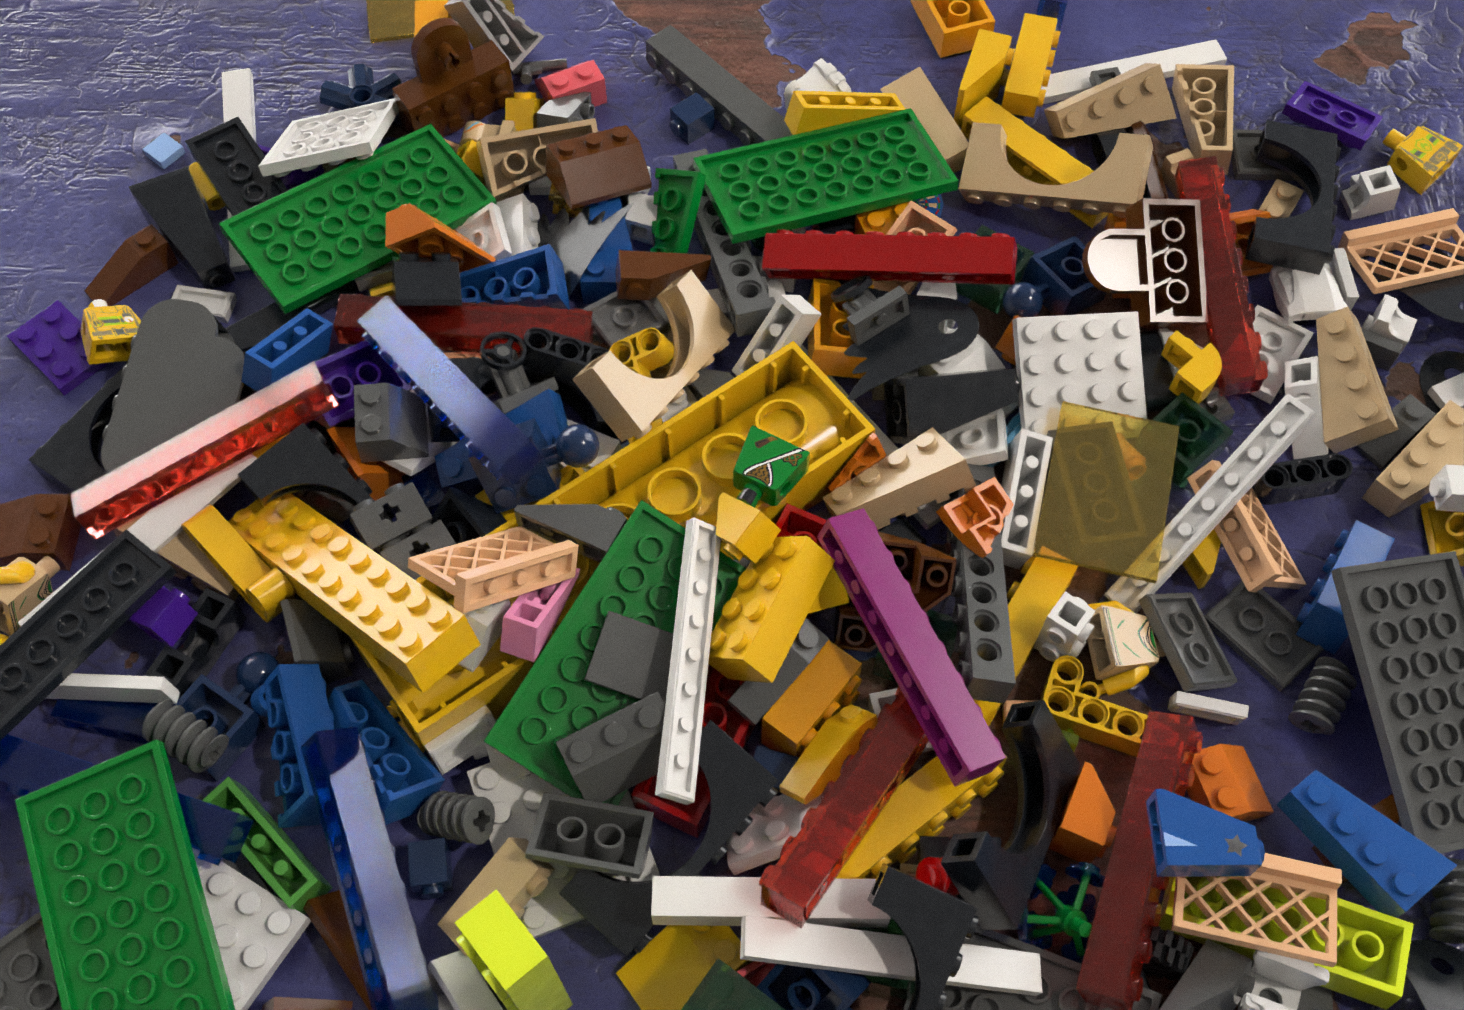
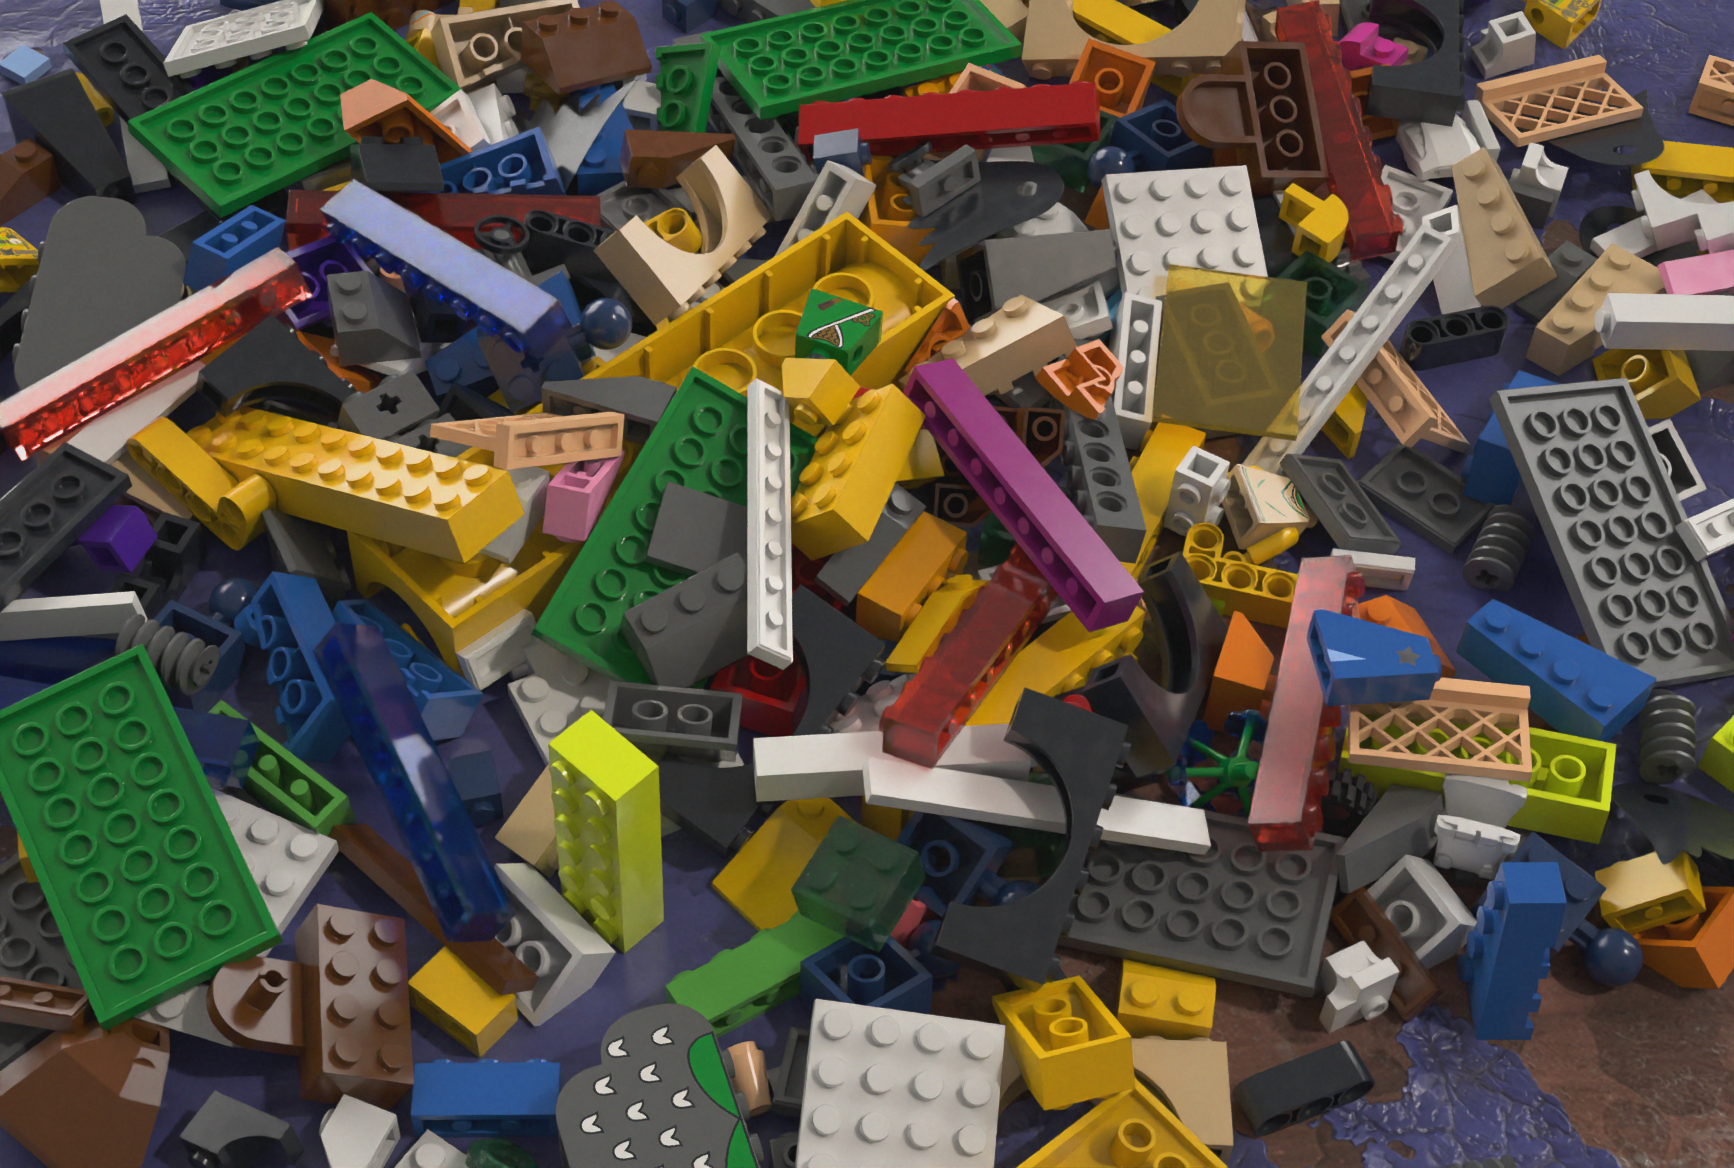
camera: 10 degrees left, 10 degrees down
(457, 817) = (504, 726): dark grey piece -> none
(796, 279) = (842, 148): none -> brick
(1030, 216) = (1118, 75): none -> orange slope
(1251, 192) = (1364, 48): none -> dark pink brick

